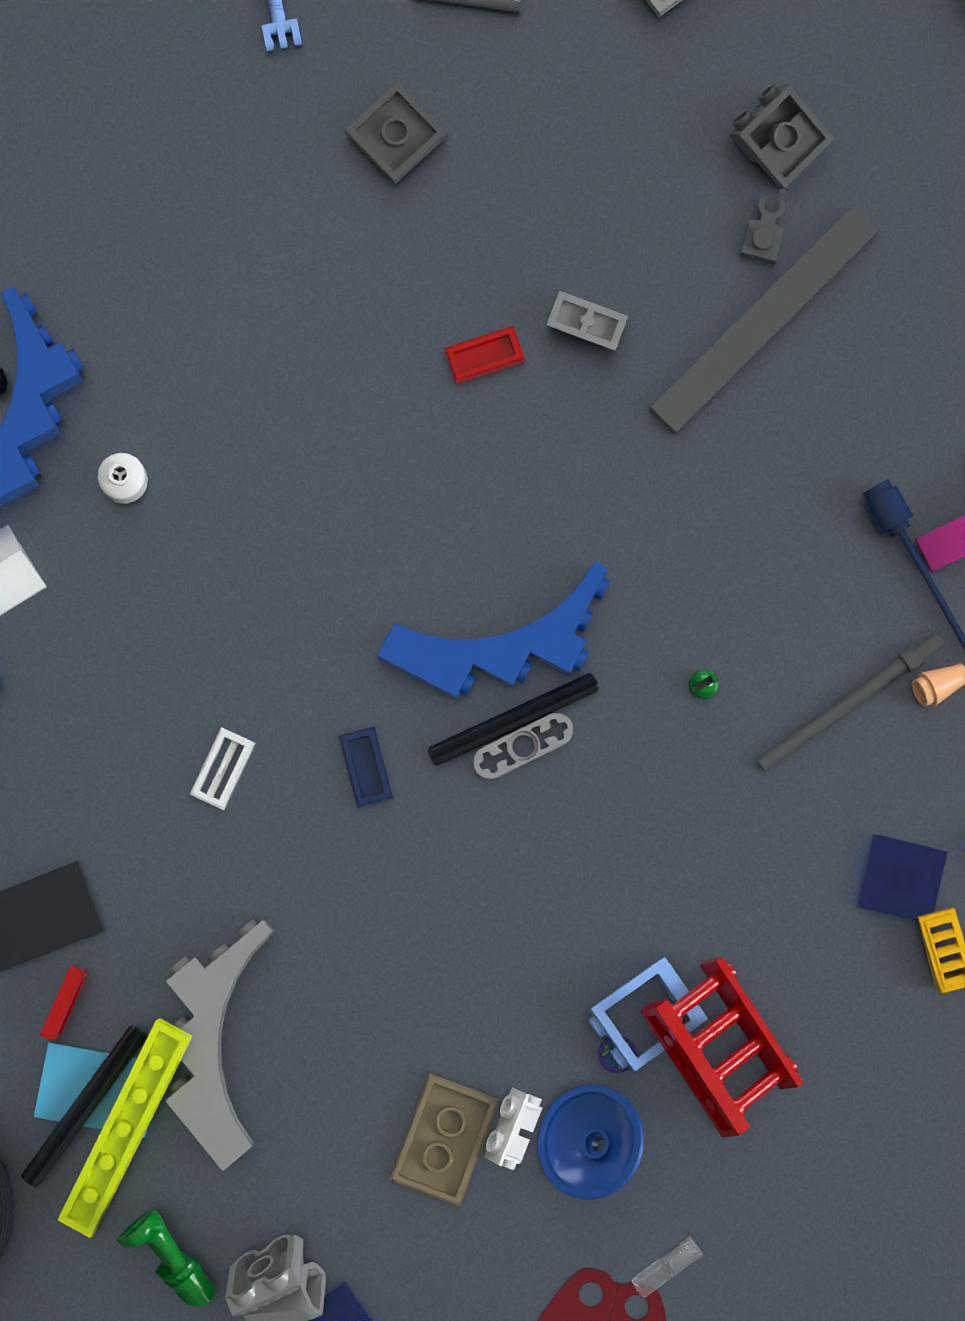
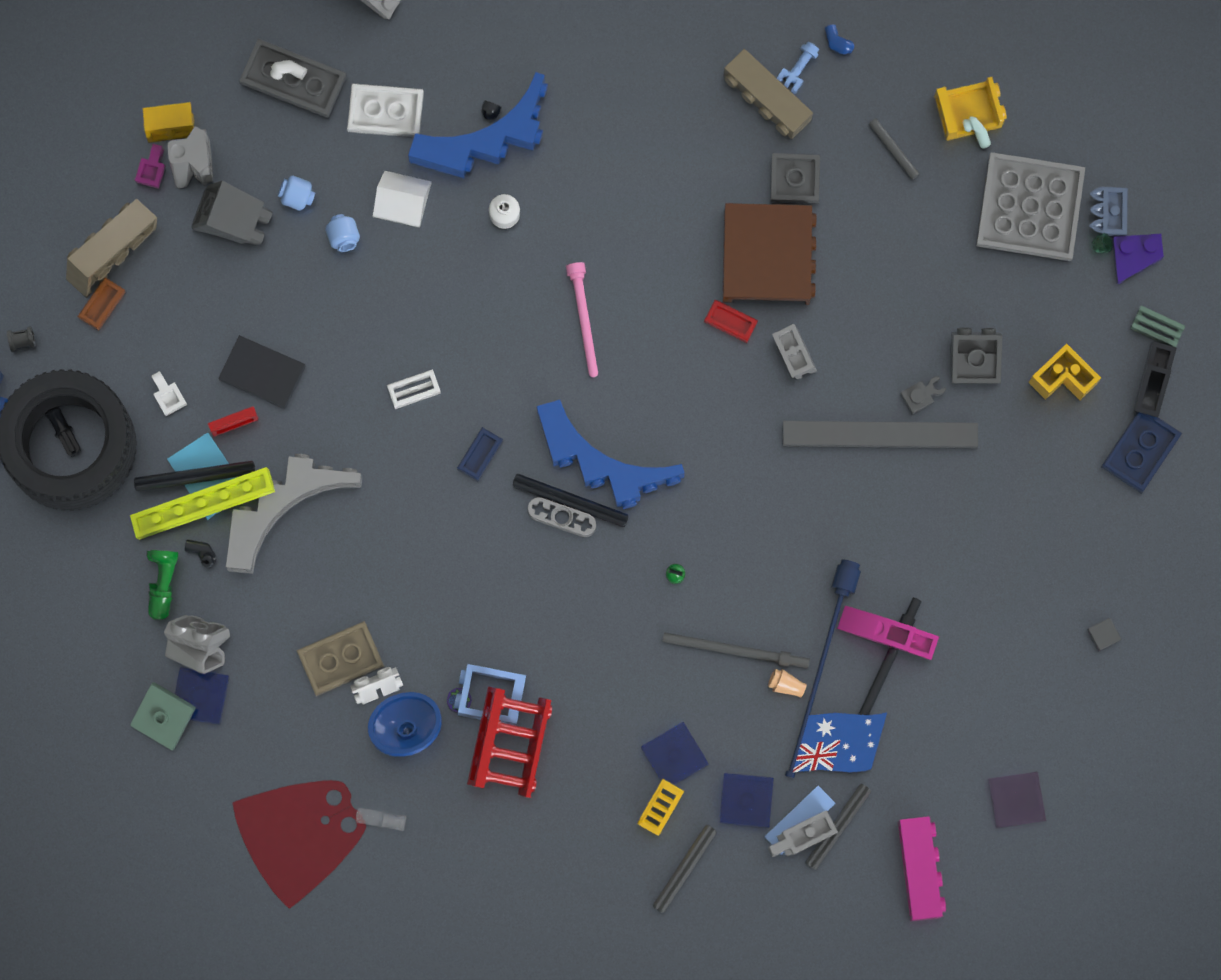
camera: 45 degrees right, 5 degrees down
(177, 1175) = (203, 550): none -> black arm
(269, 468) = (576, 273): none -> bright pink piece
(273, 70) = (768, 94): none -> dark tan brick
(450, 241) = (768, 252): none -> reddish brown panel
(890, 54) = (1068, 369): none -> yellow brick

